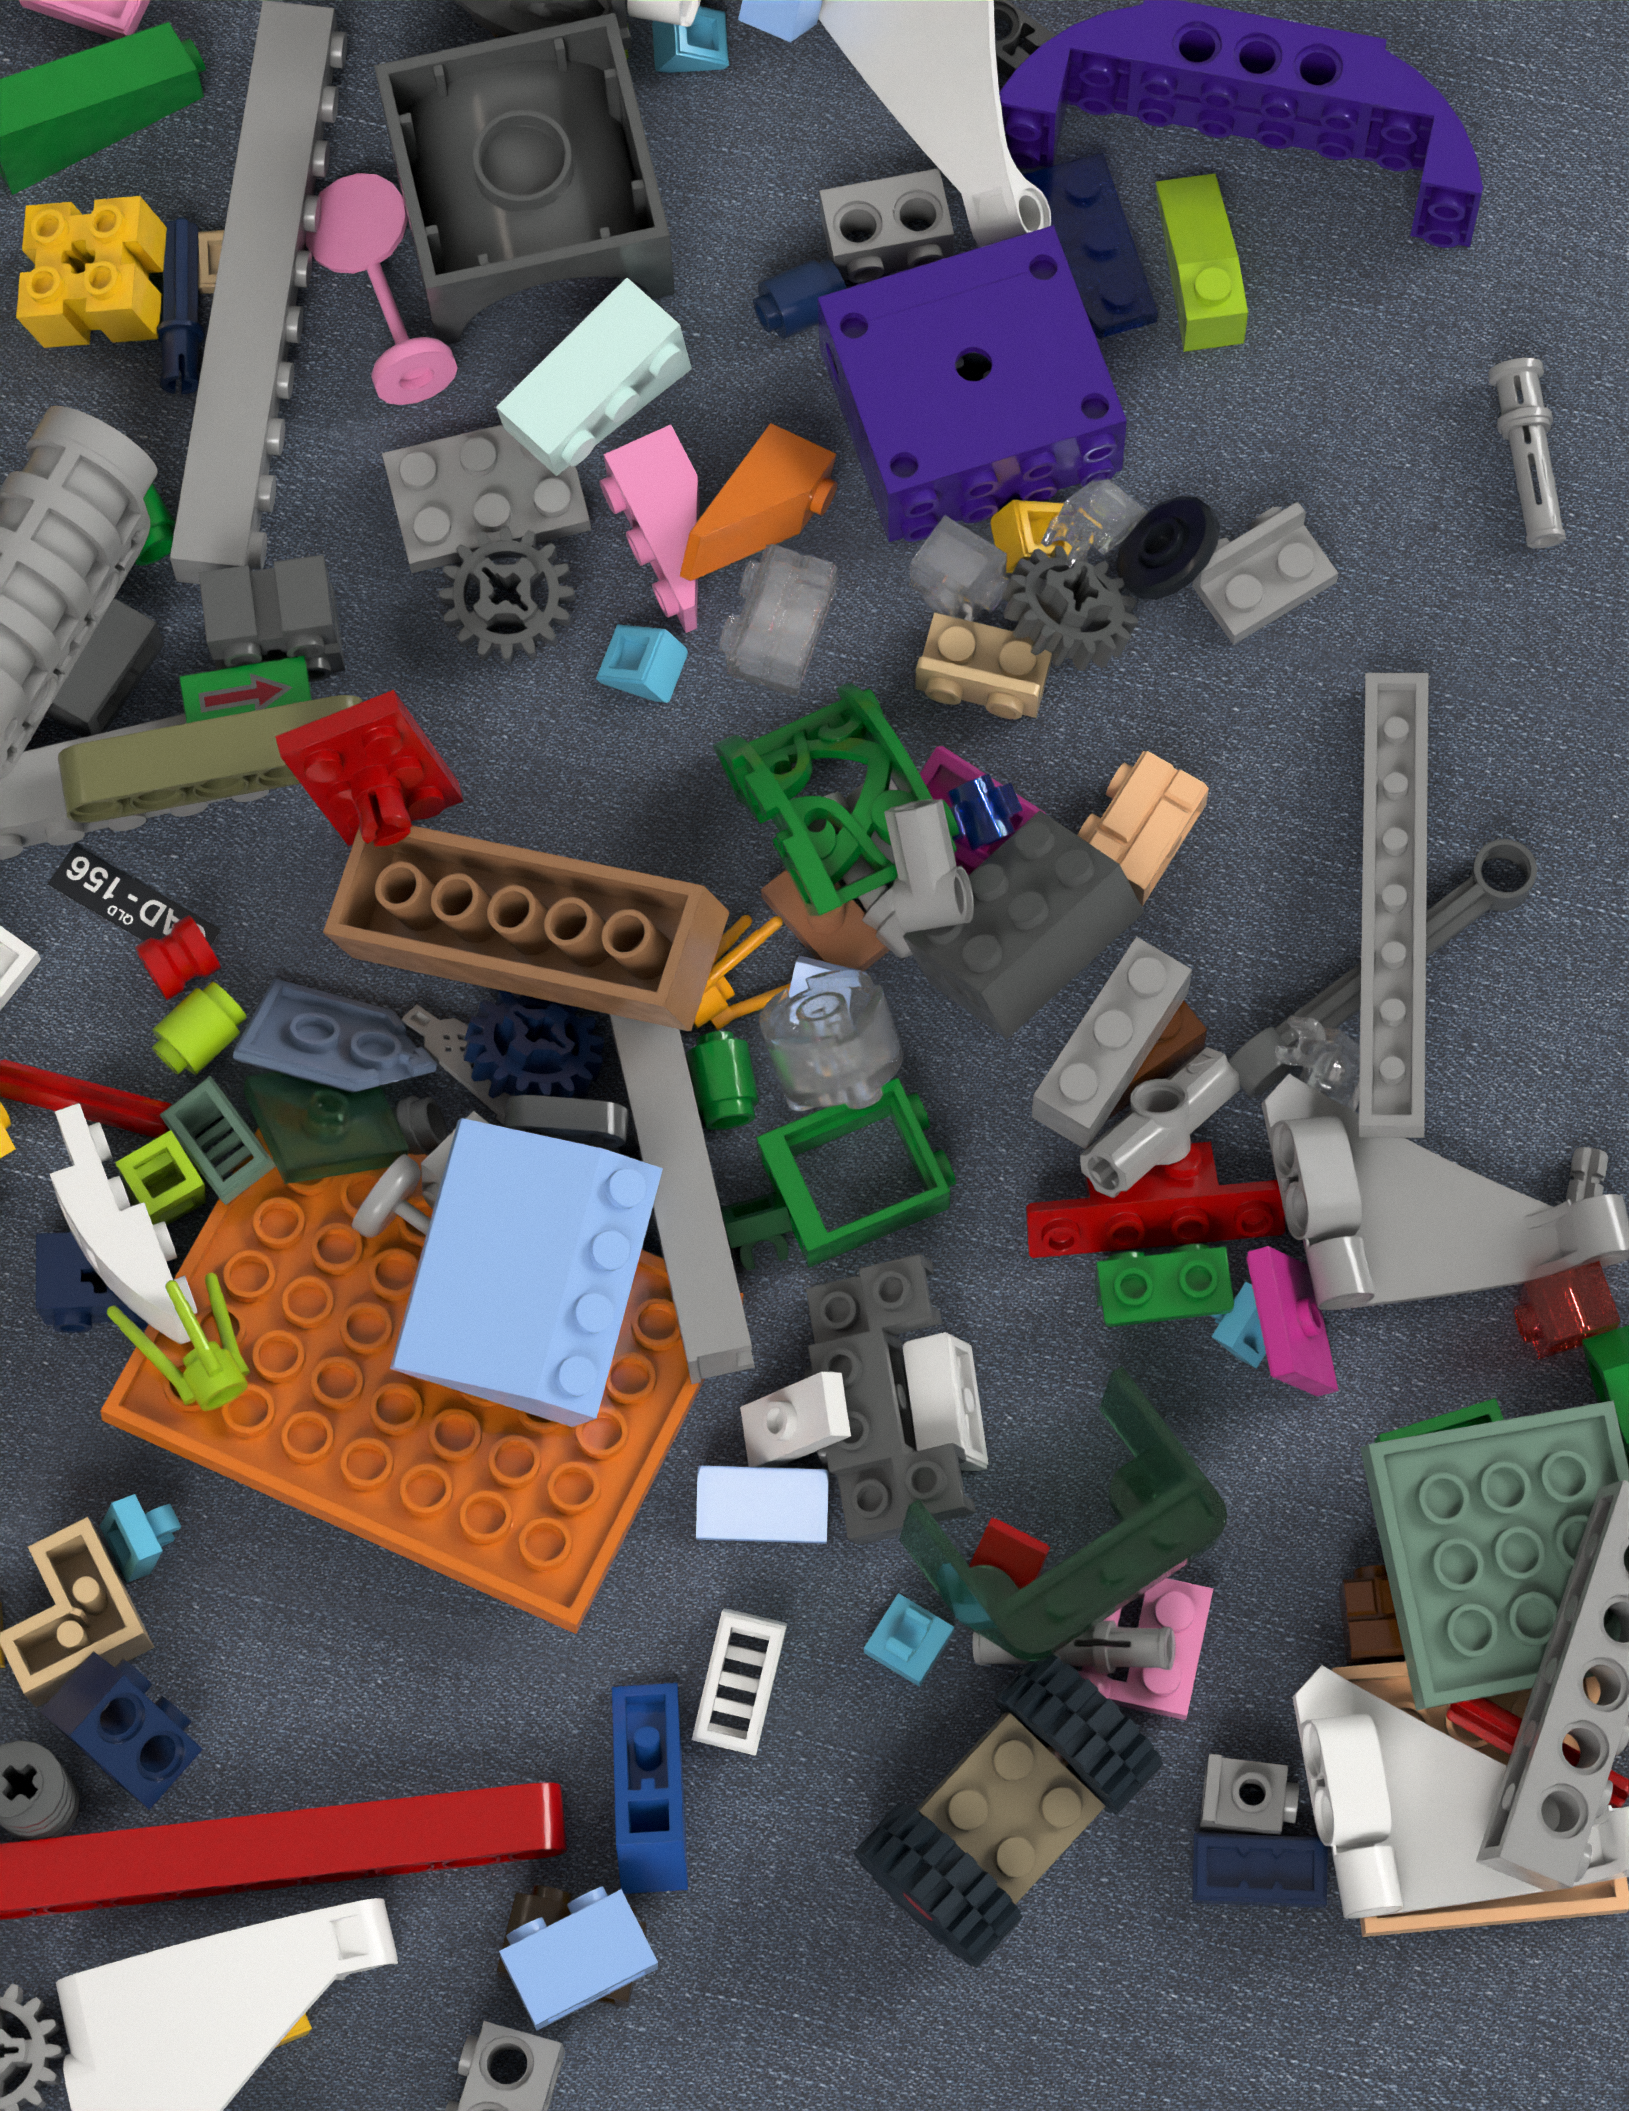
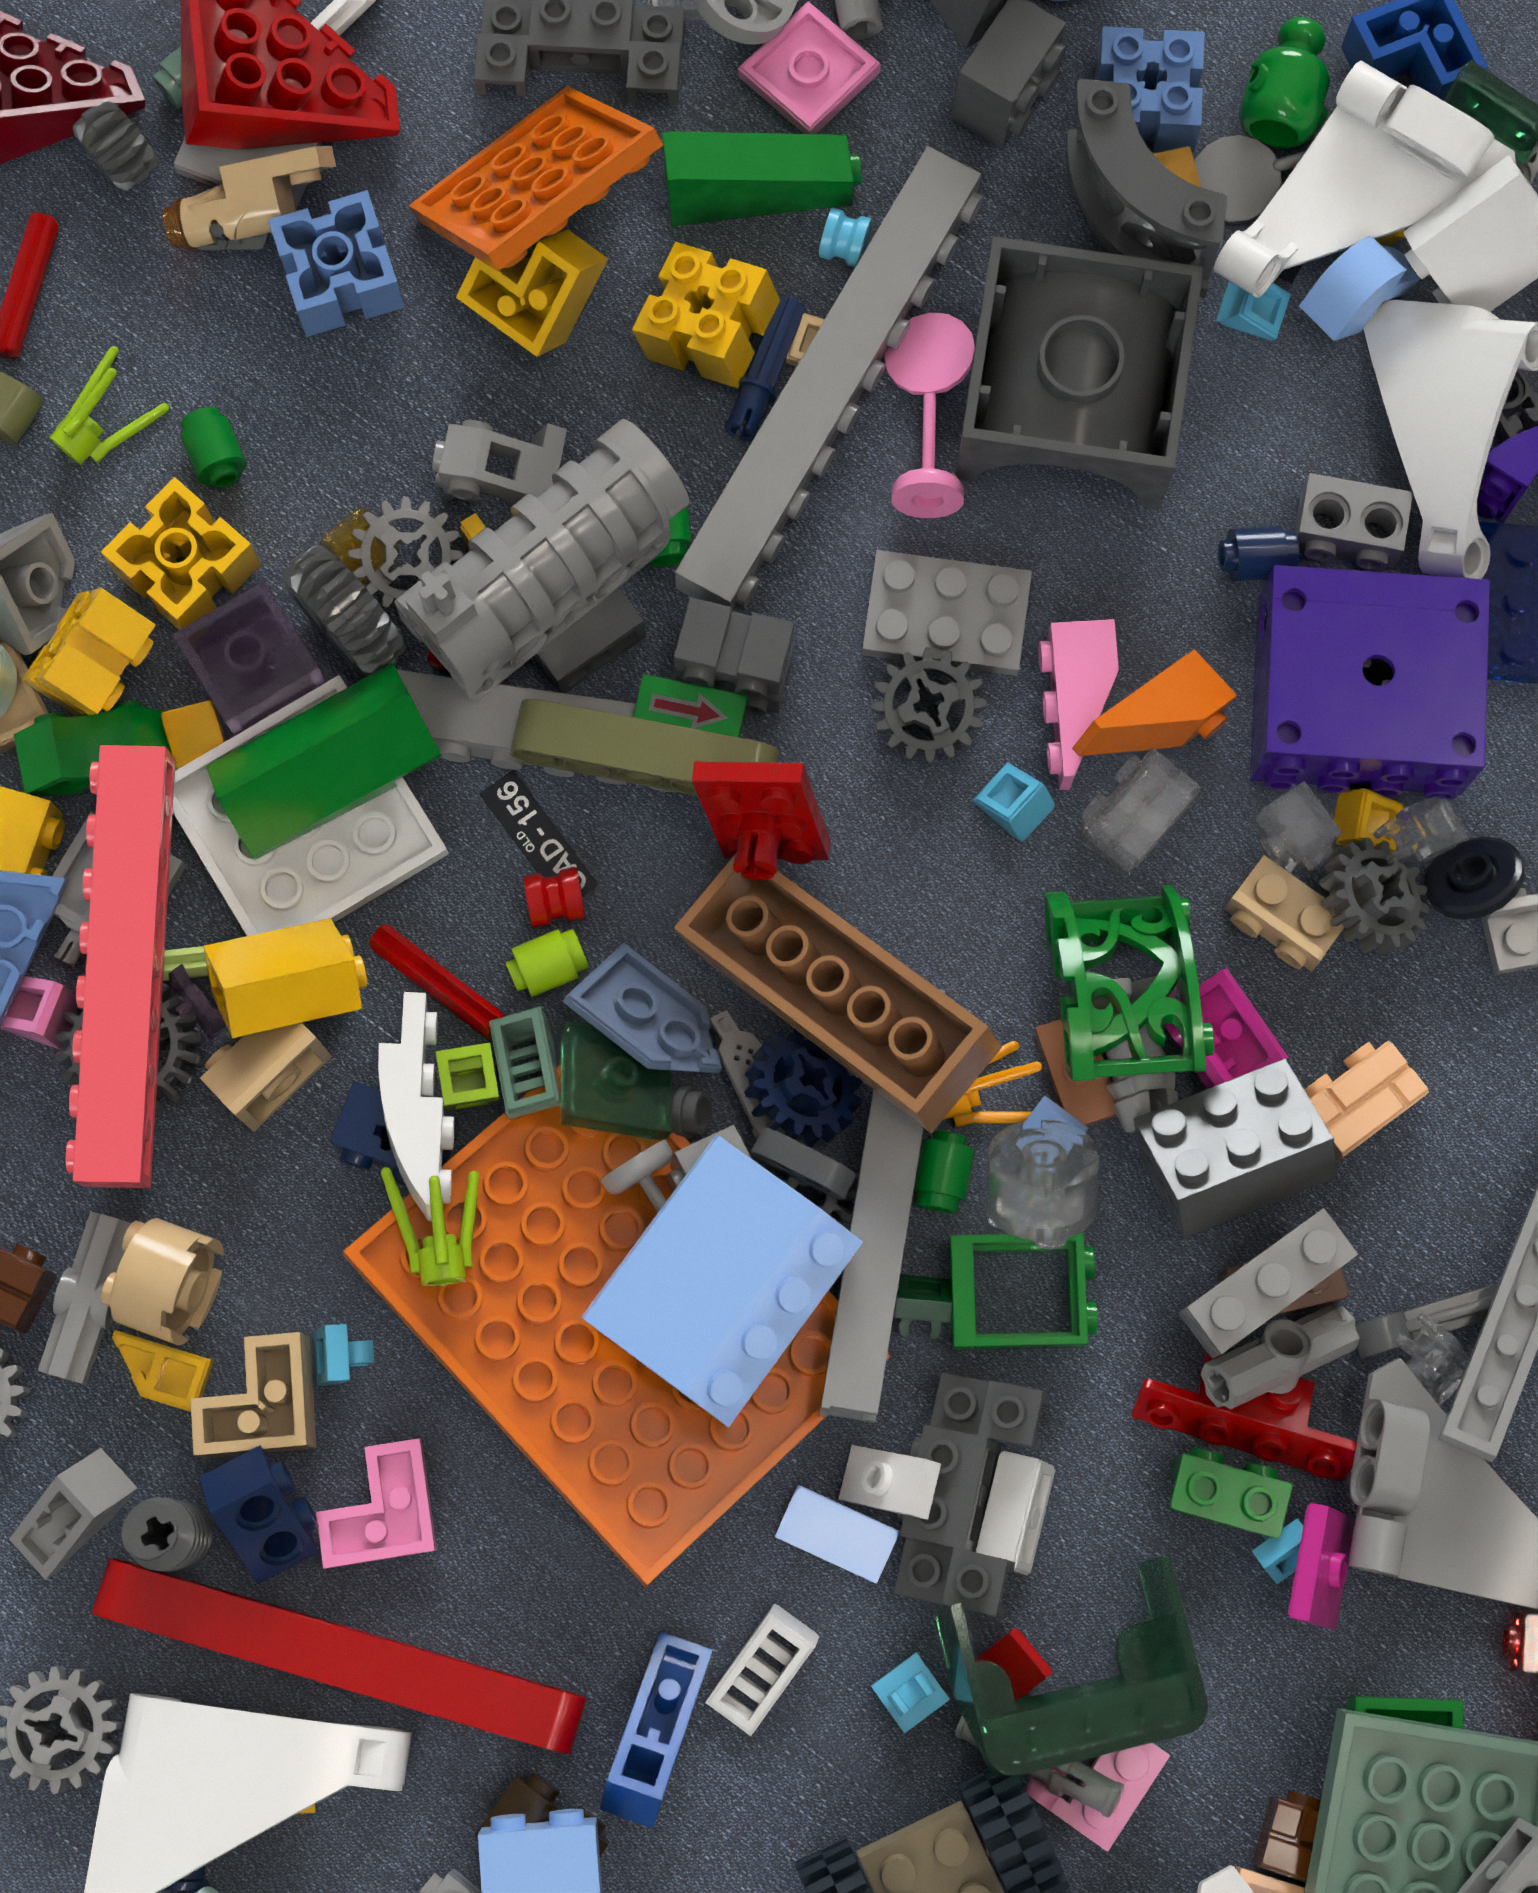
camera: 20 degrees right, 5 degrees up
(211, 133) = (845, 237): none -> medium azure wheel
(272, 1687) = (396, 1519): none -> bright pink plate
(596, 378) = (1069, 559): light aqua wedge -> none
(929, 884) = (1172, 1090): light grey piece -> none
(983, 811) = (1240, 1041): clear blue gear -> none

